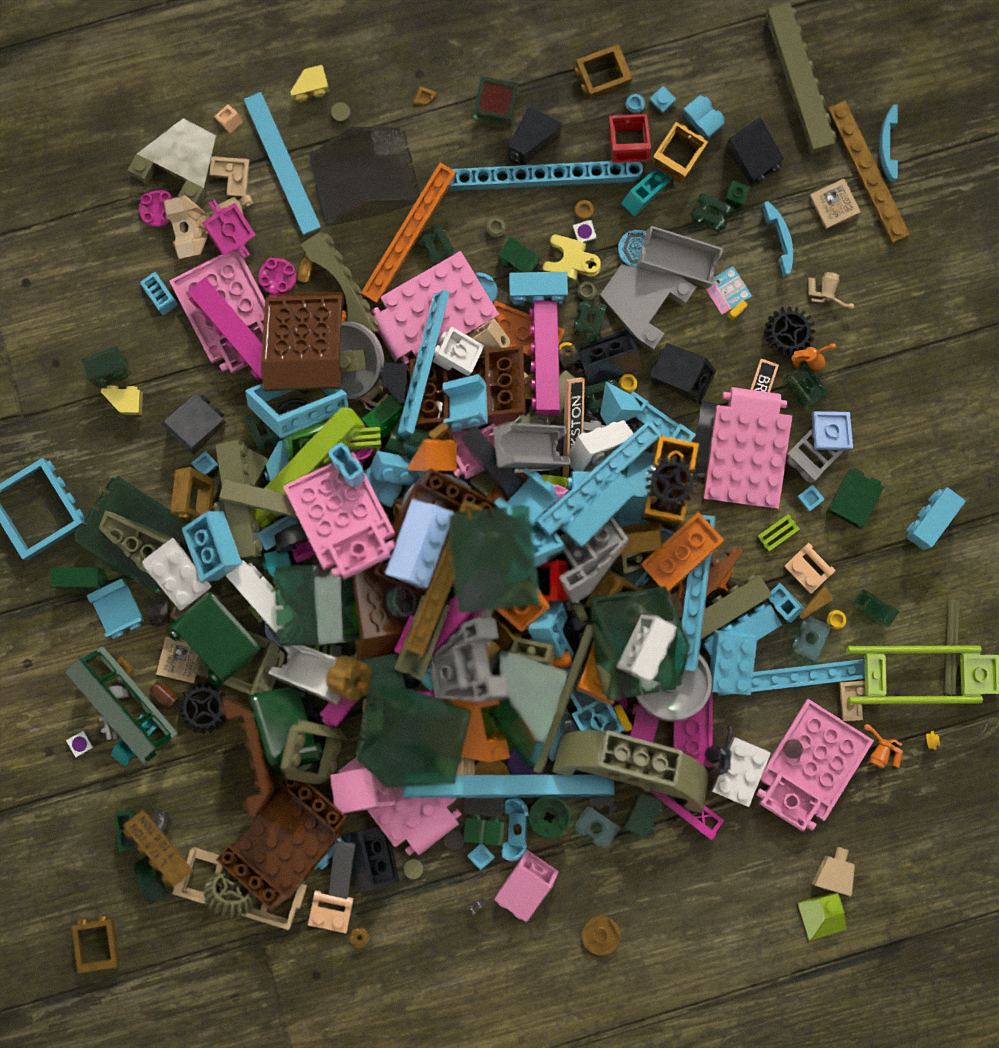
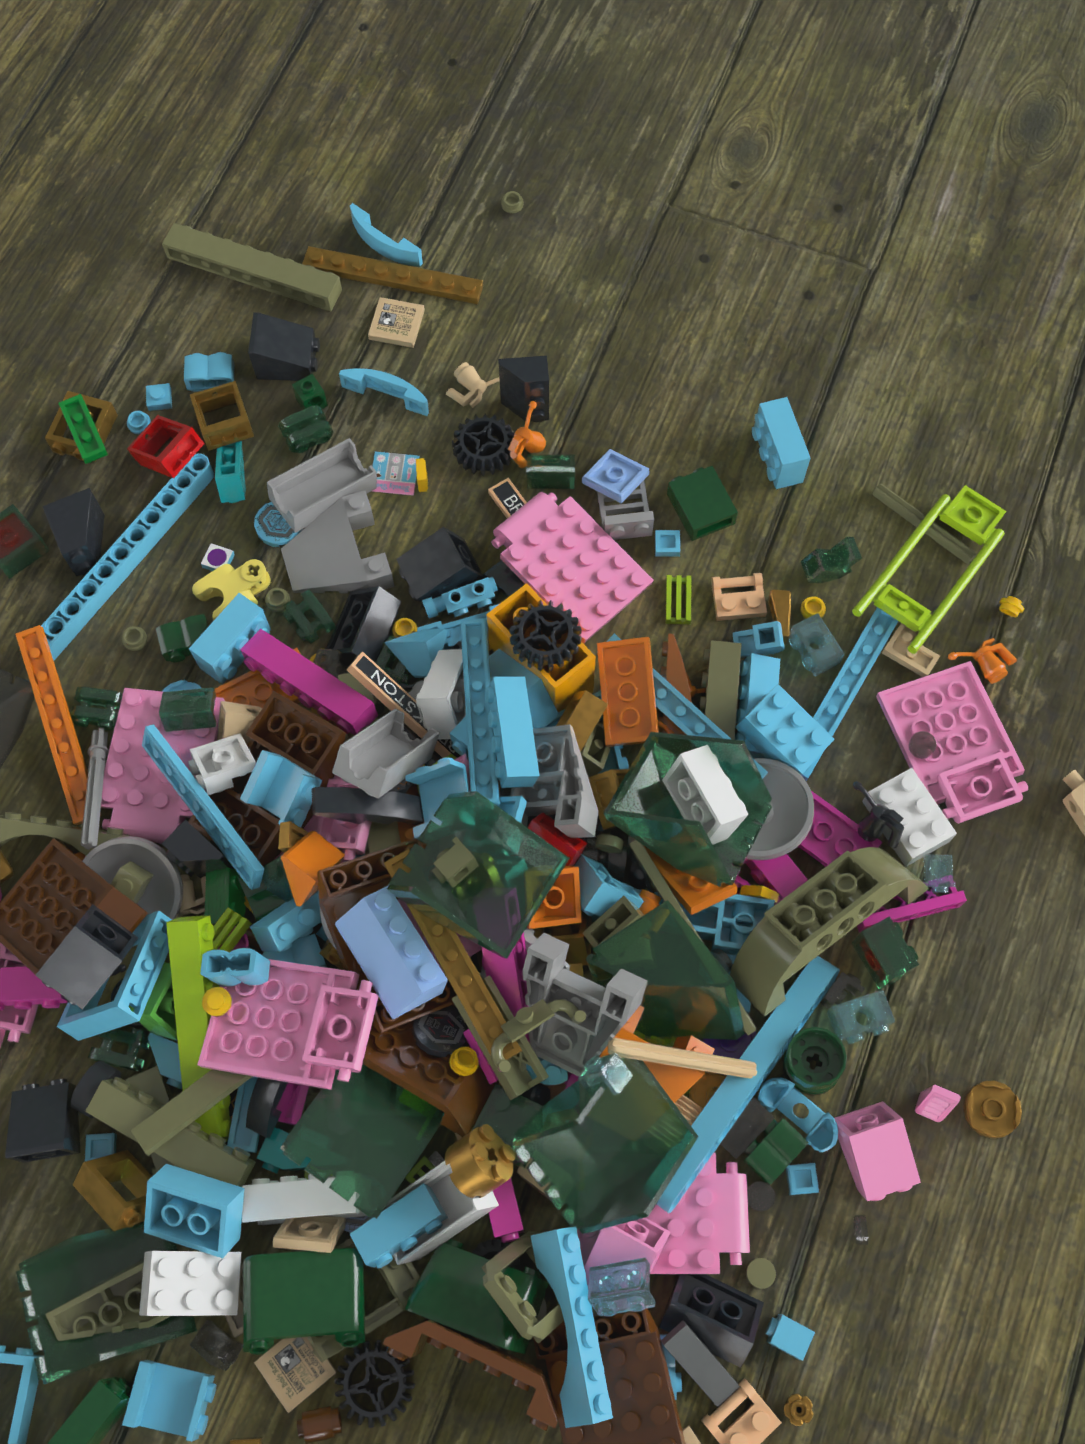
camera: 45 degrees left, 15 degrees down
(230, 434) = (89, 1084): none -> black tyre
(247, 615) = (310, 1233): none -> tan tile
(283, 817) = (584, 1389): none -> medium azure arch
(287, 659) = (399, 1226): none -> medium azure brick
(291, 379) = (87, 957): none -> slope
(322, 469) = (216, 1001): none -> yellow plate
(344, 799) = (620, 1287): none -> clear light blue bracket
(392, 906) = (789, 1336): none -> medium azure brick
(395, 627) = (464, 1061): none -> yellow plate
(410, 270) = (98, 752): none -> light grey axle
(438, 647) = (527, 1020): none -> olive piece
(445, 710) = (606, 1069): none -> clear light blue bracket
(475, 302) = (188, 709): none -> clear green bracket
(487, 744) = (681, 1058): none -> tan axle
(491, 541) = (454, 864): none -> olive brick
(577, 901) = (936, 1103): none -> bright pink slope
(584, 210) = (196, 543): pearl gold tile -> none
(599, 80) = (83, 428): none -> green plate
(677, 404) = (468, 598): none -> medium azure brick
(717, 812) = (938, 872): none -> clear light blue bracket
(845, 330) = (525, 381): none -> black slope
(986, 205) = (512, 202): none -> olive plate

